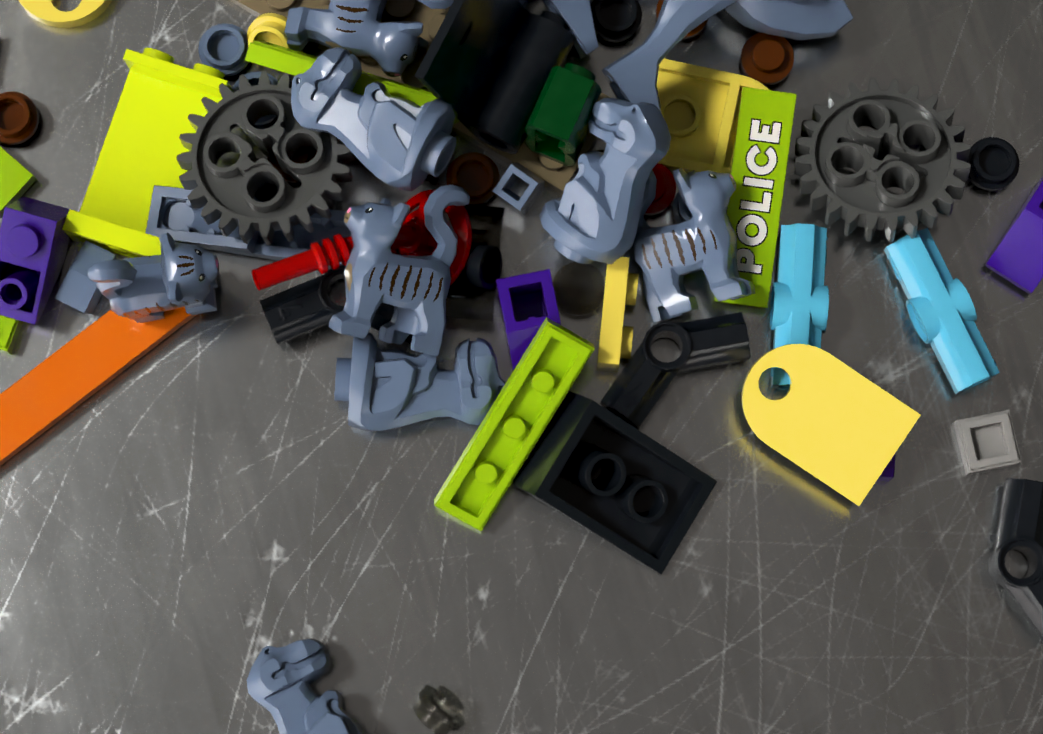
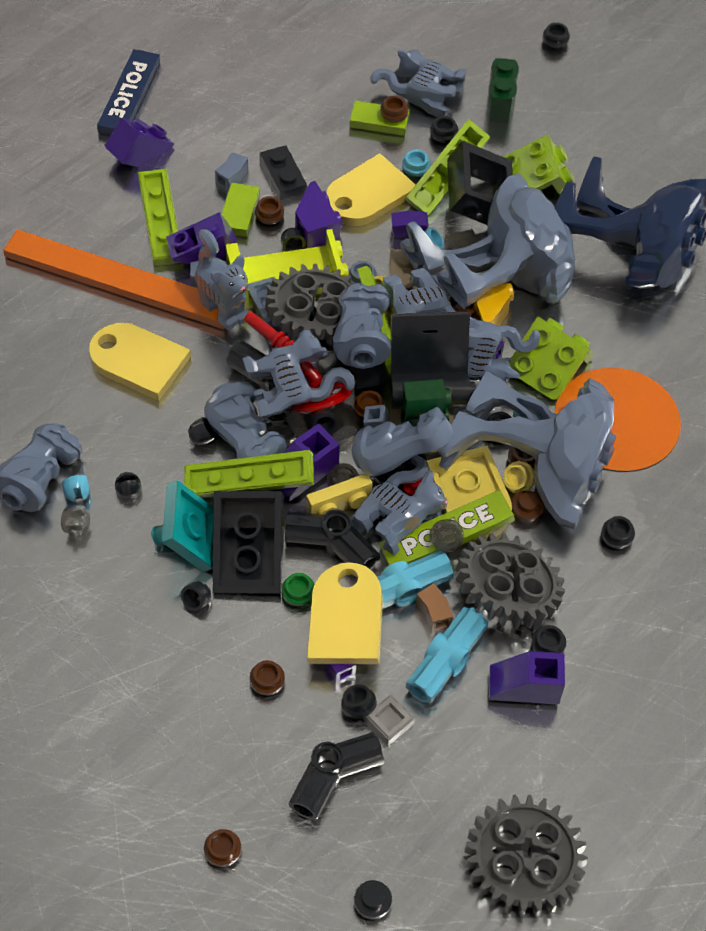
camera: 55 degrees right, 25 degrees down
(78, 58) = (316, 216): none -> dark purple slope
(92, 115) = (292, 239): none -> black hinge
(188, 468) = (138, 358): none -> light yellow tile
(377, 680) = (76, 486): none -> medium azure hinge
(382, 448) = (200, 432): none -> black hinge
(425, 607) = (128, 486): none -> black hinge
(553, 559) = (187, 526): none -> teal tile
(659, 600) = (191, 593): none -> black hinge
(717, 42) = (518, 477): none -> light yellow plate
(725, 453) = (298, 589): none -> green plate
(774, 205) = (446, 535): none -> clear smoke plate
(839, 571) = (267, 677): none -> reddish brown plate
(858, 283) = (434, 607): none -> medium nougat piece
(946, 470) = (358, 701): none -> black plate

